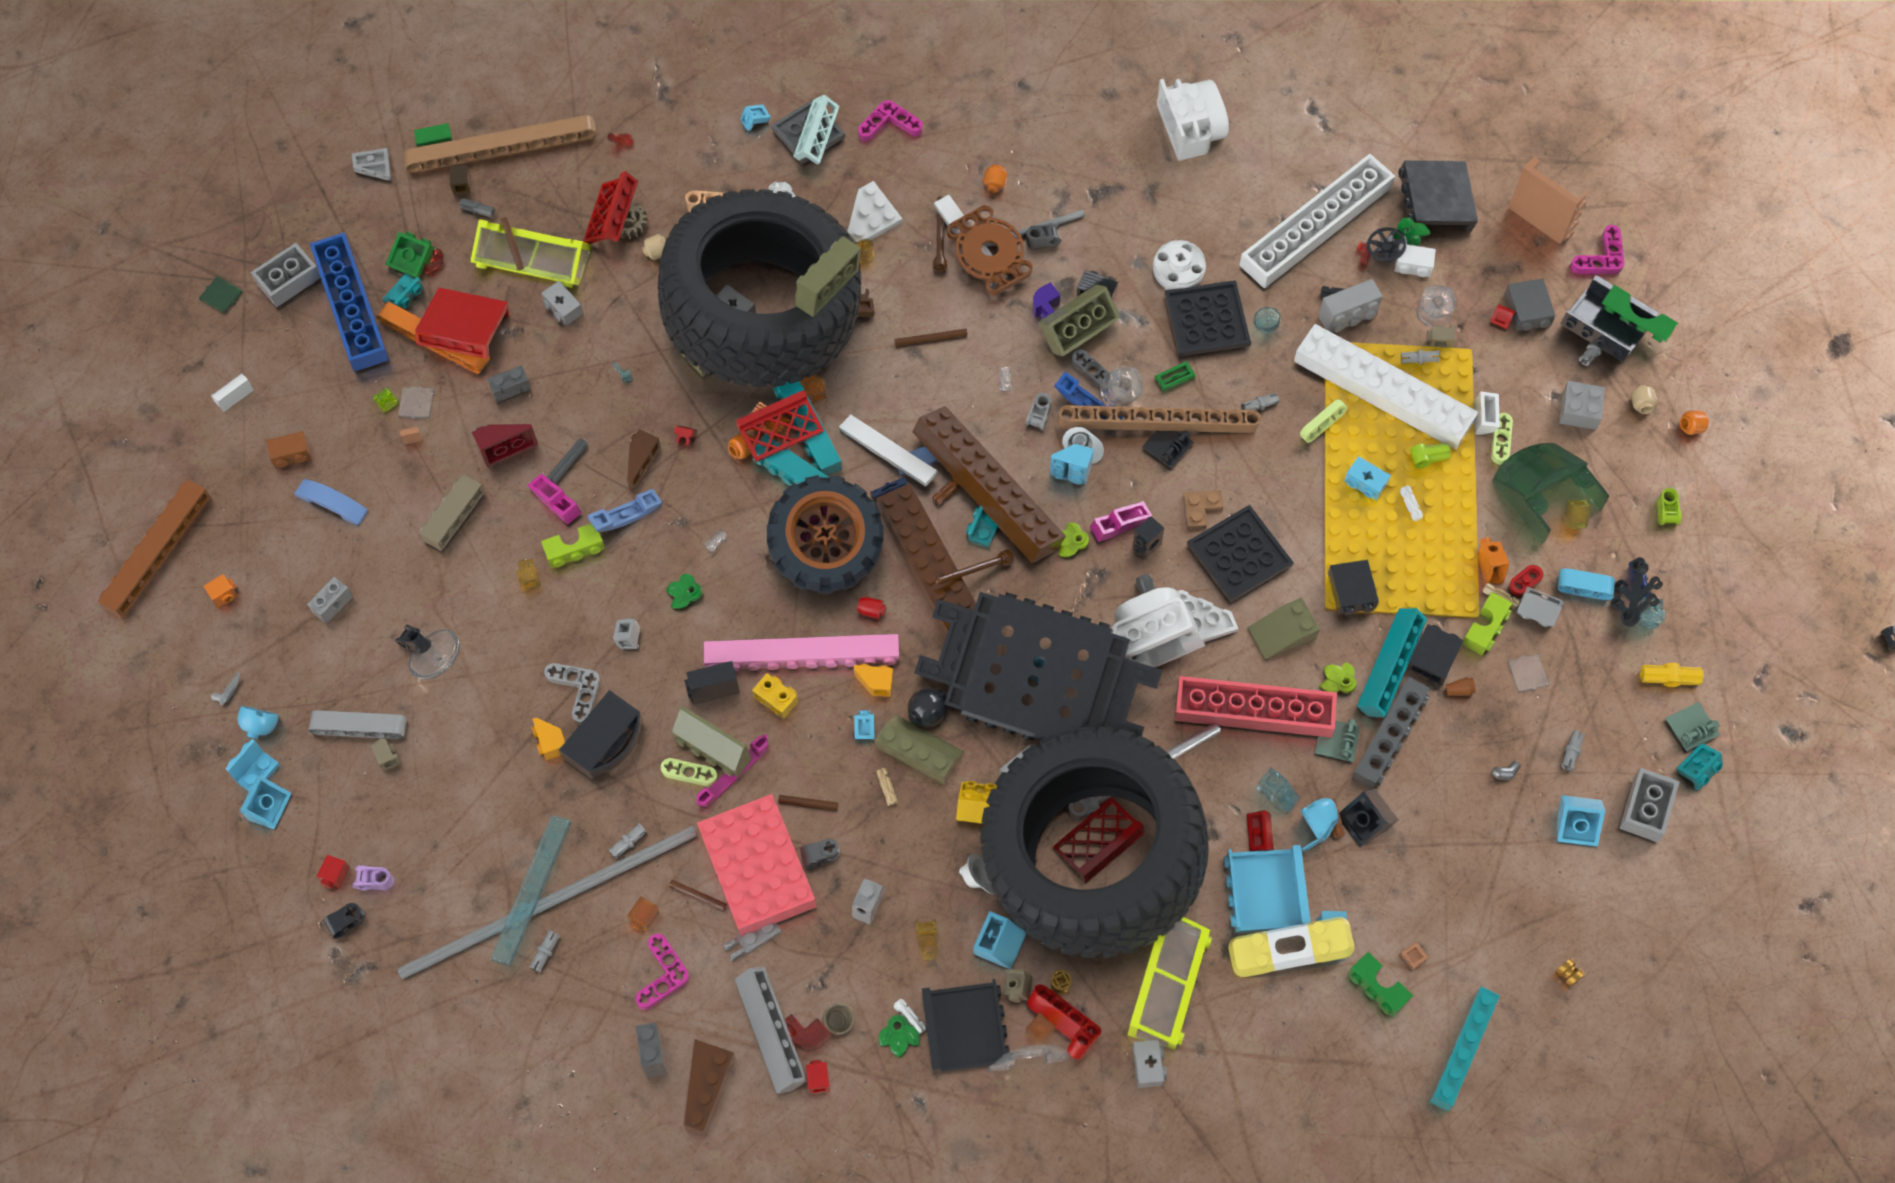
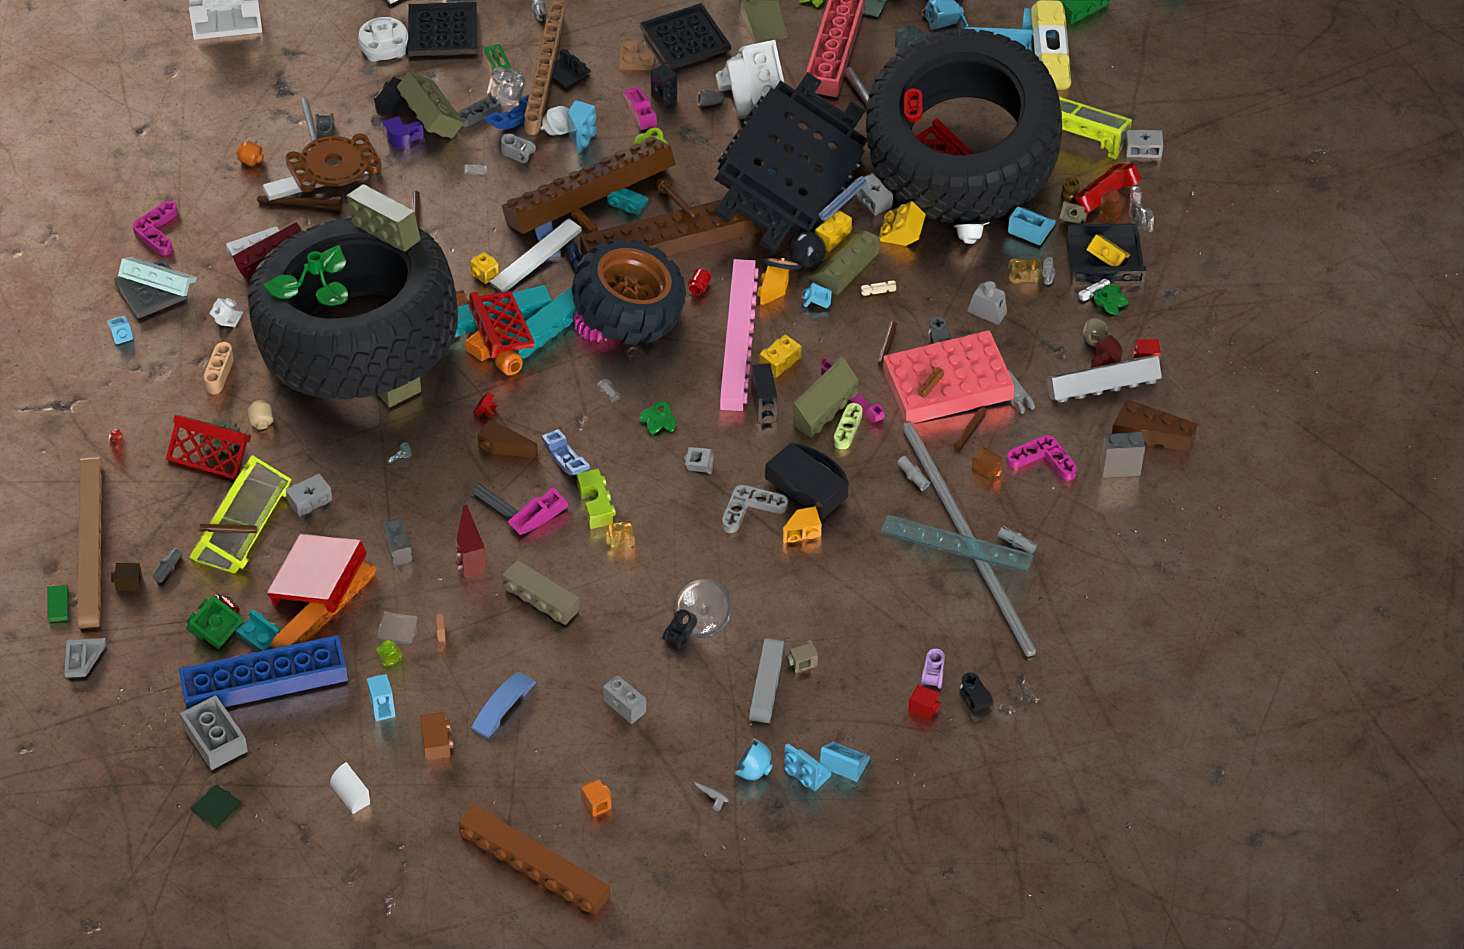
camera: 85 degrees left, 15 degrees down
(323, 396) = (380, 697): none -> medium azure brick
(728, 841) = (930, 382): none -> dark orange axle
(743, 213) = (332, 294): none -> green plant
(854, 215) = (250, 258): none -> dark red brick
(863, 404) = (484, 267): none -> yellow brick
(902, 683) = (781, 263): none -> black wheel
(927, 963) = (1048, 269): none -> light grey piece
(959, 732) = (835, 229): none -> yellow brick
(966, 1028) = (1107, 251): none -> yellow panel
(993, 731) = (846, 195): none -> sand blue axle
(1078, 769) = (913, 106): none -> red plate

